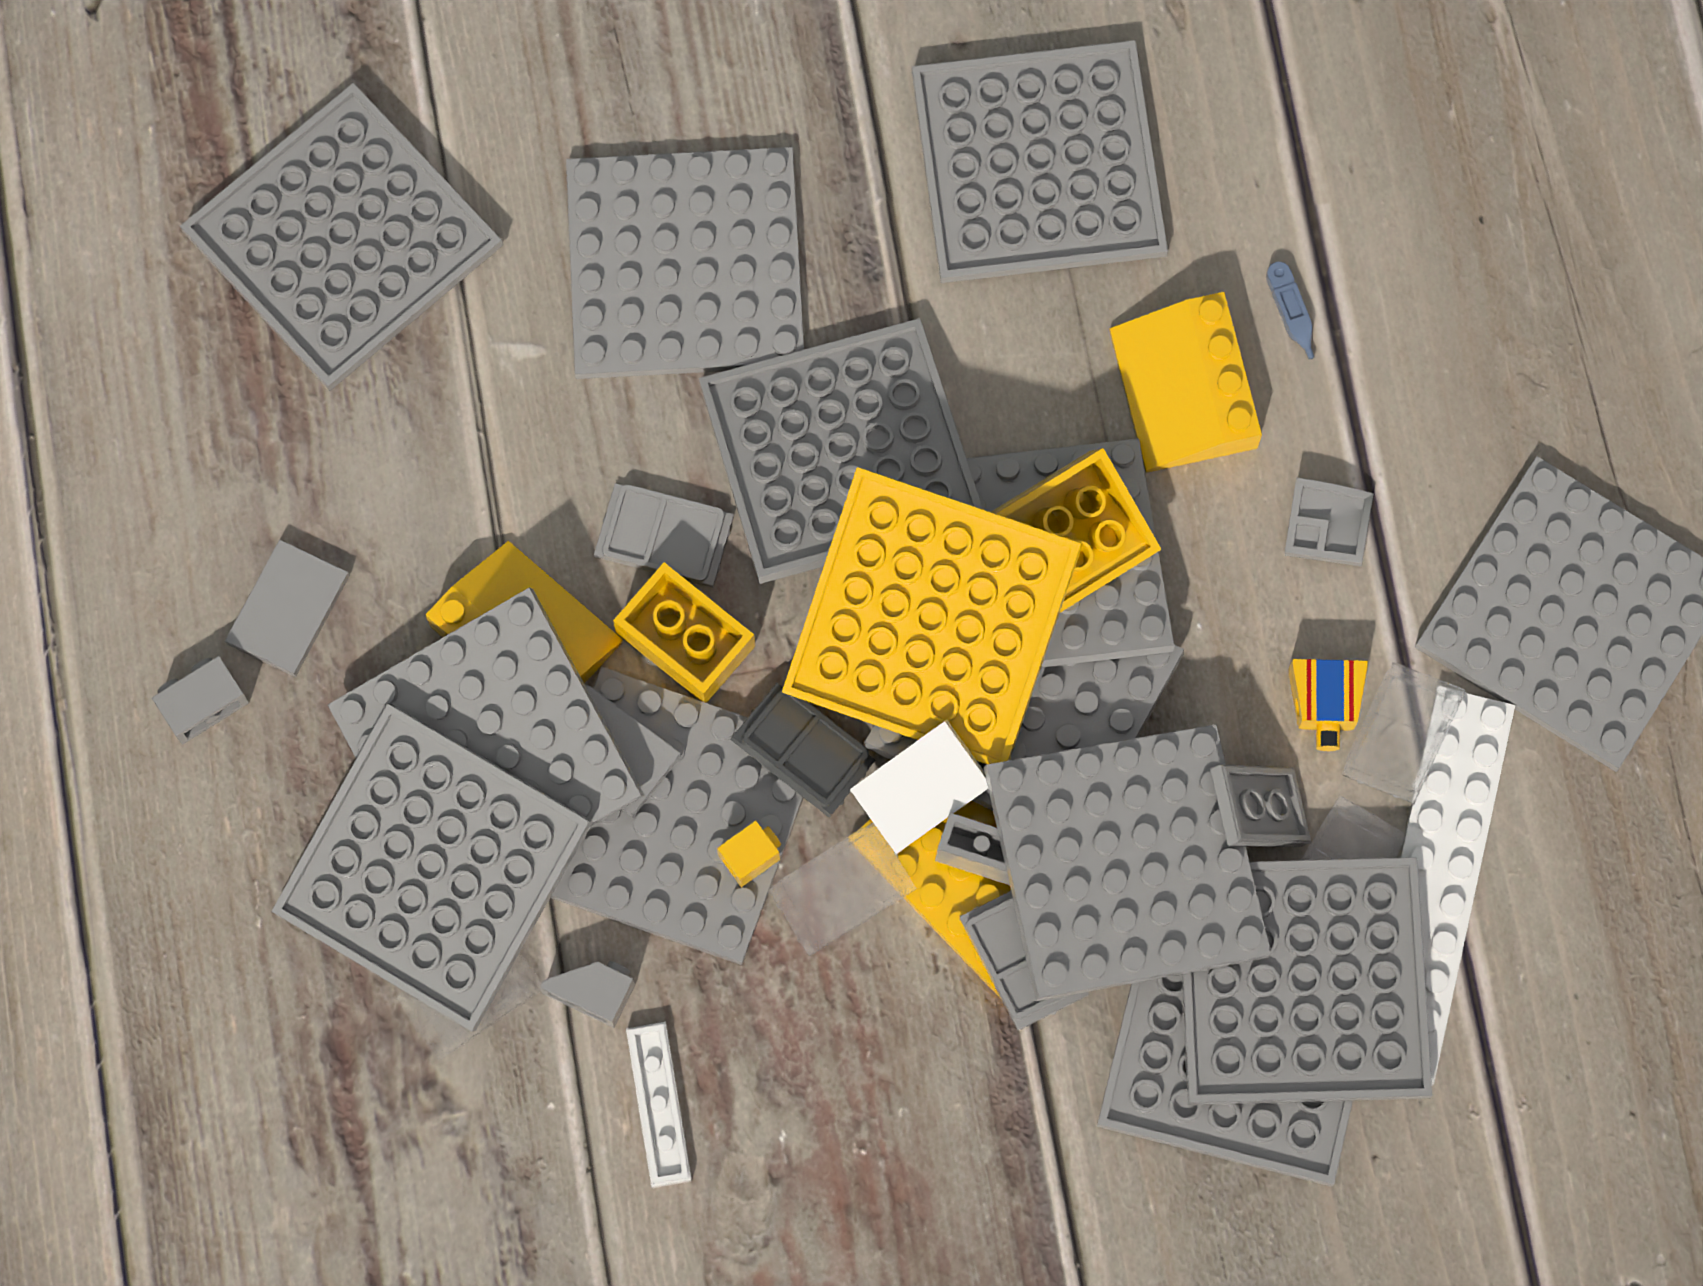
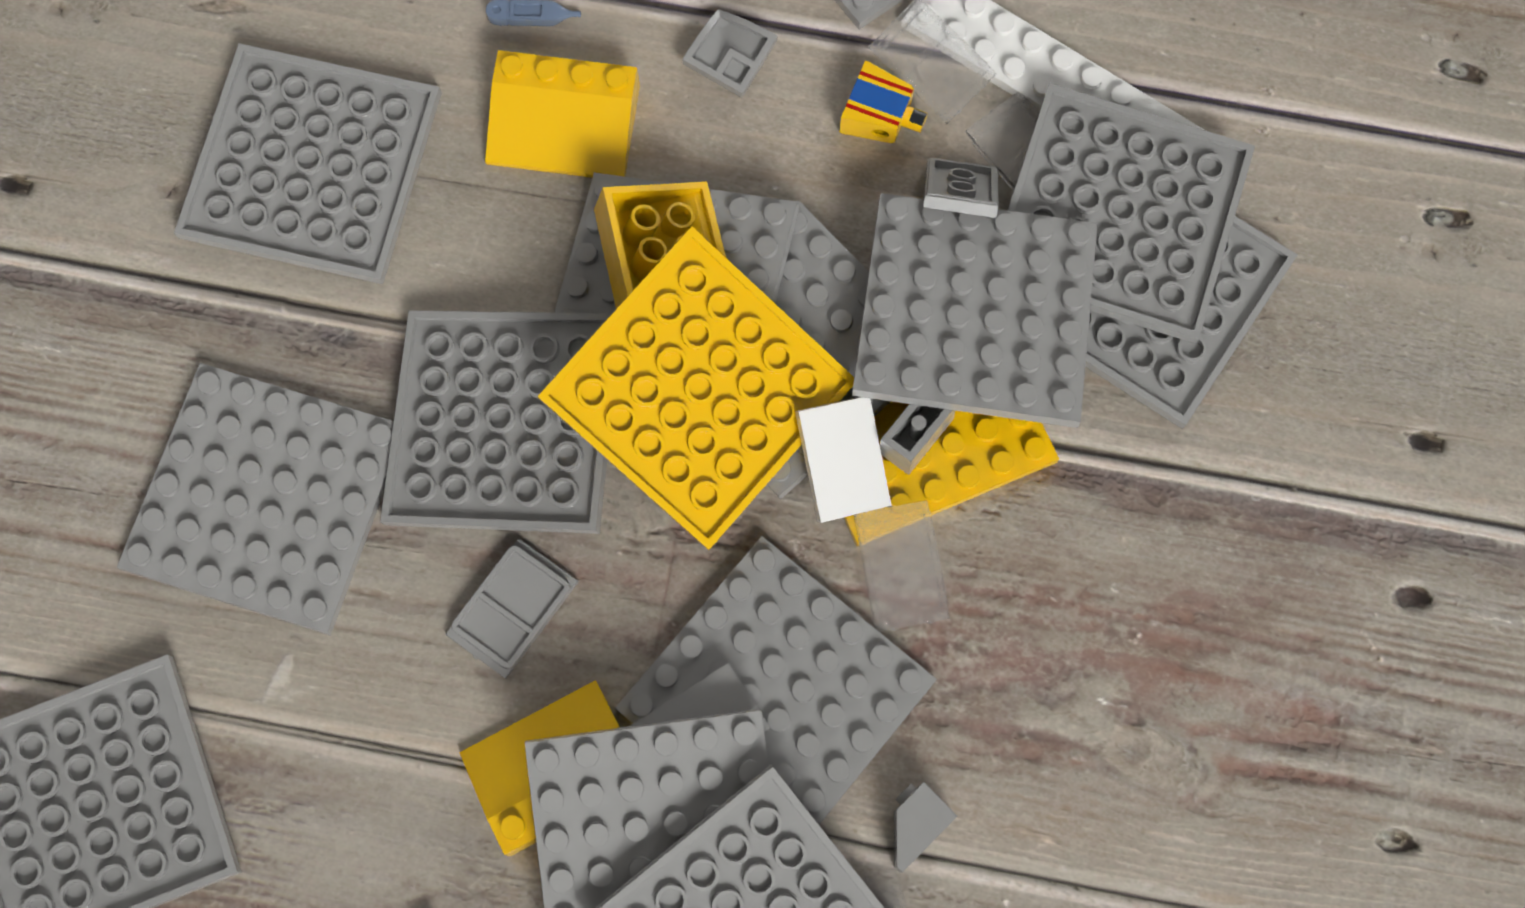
camera: 70 degrees left, 0 degrees up
(658, 1104) = (1040, 802): white tile -> none
(684, 633) = (615, 619): yellow brick -> none
(750, 852) = (845, 632): yellow brick -> none
(804, 749) = (762, 553): dark grey piece -> none
(999, 944) = (1008, 443): light grey piece -> none

